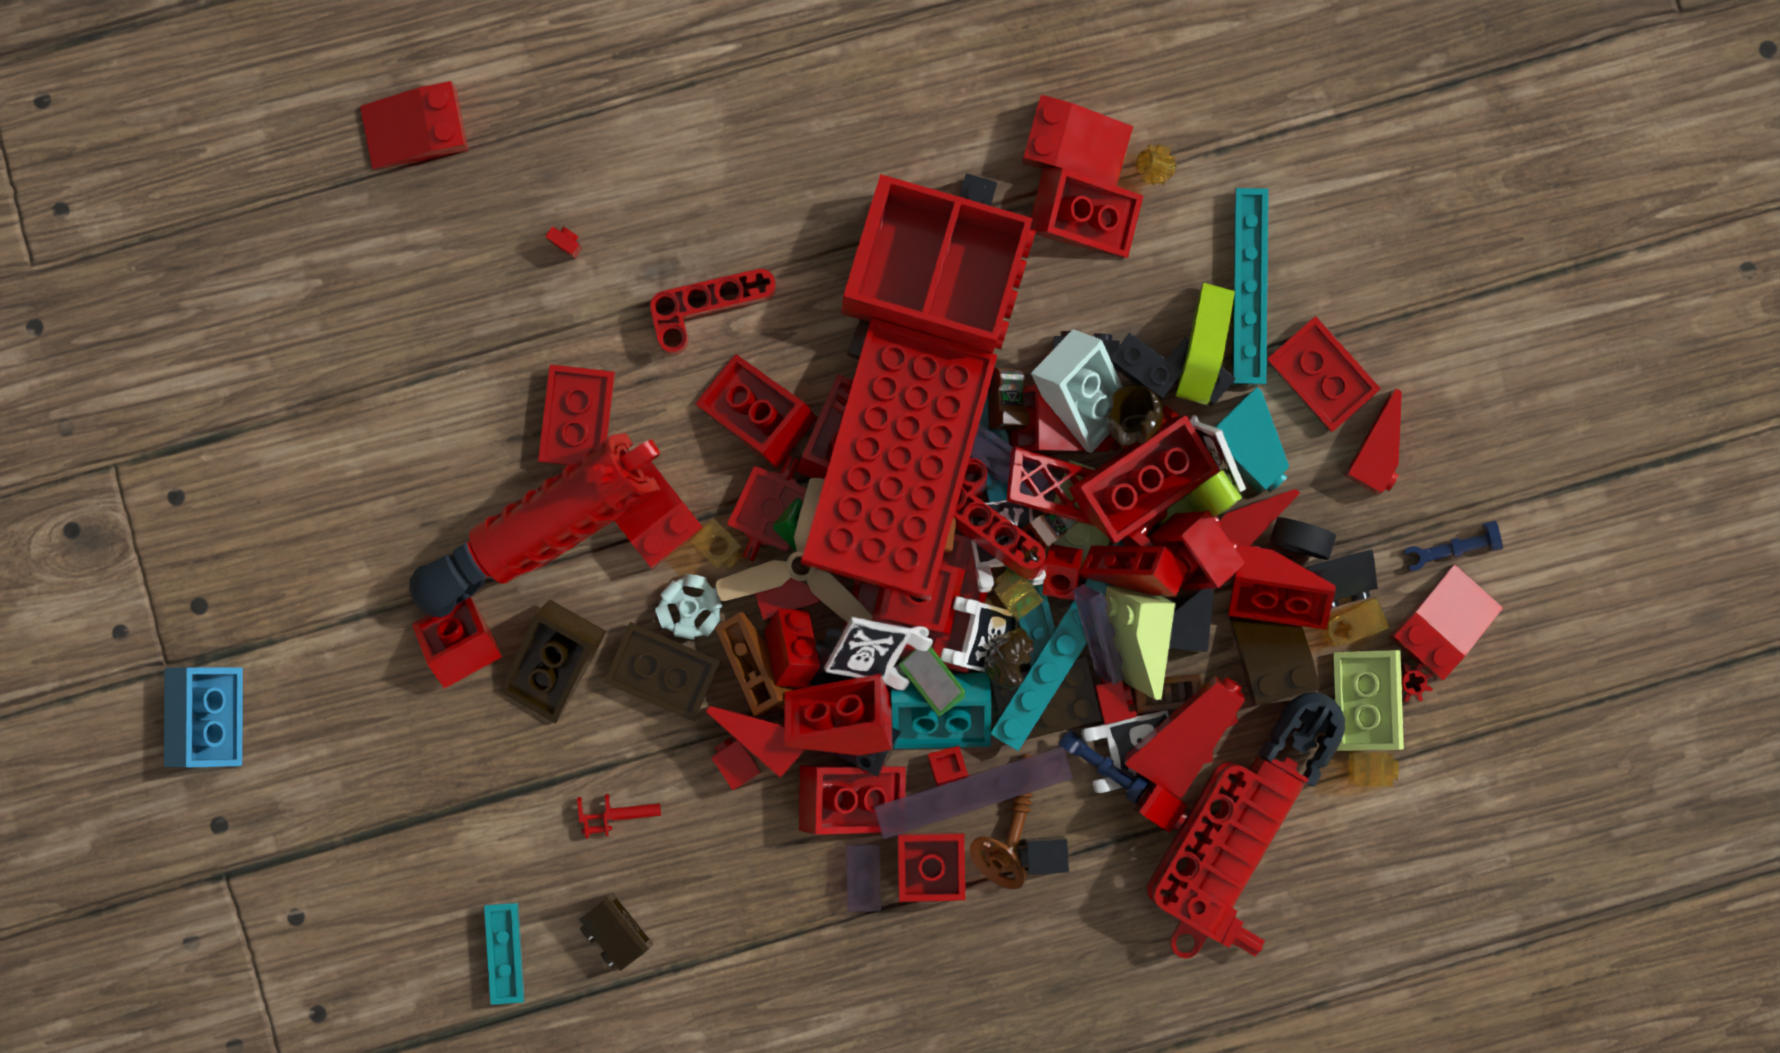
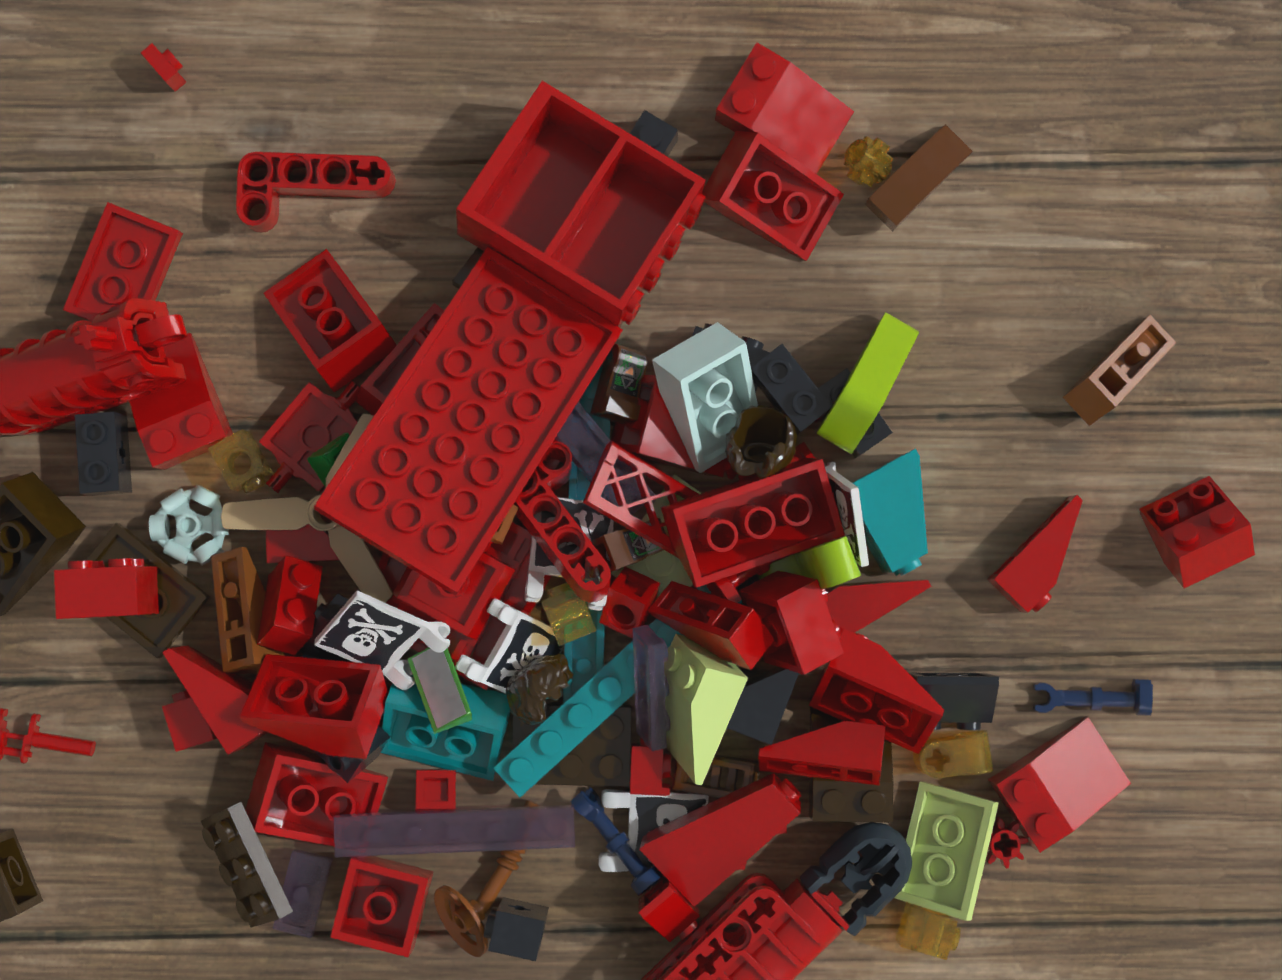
camera: 25 degrees right, 0 degrees up
(604, 568) = (103, 453): none -> black brick
(645, 675) = (100, 591): none -> red brick
(814, 865) = (245, 866): none -> dark brown plate
(1200, 166) = (918, 177): none -> reddish brown slope
(1250, 286) = (939, 331): teal plate -> none
(1259, 645) = (836, 752): none -> red slope
(1303, 538) = (920, 639): black tyre -> none
(1323, 374) = (995, 455): red plate -> none
(1404, 278) = (1119, 371): none -> dark orange slope
(1501, 391) = (1198, 531): none -> red slope

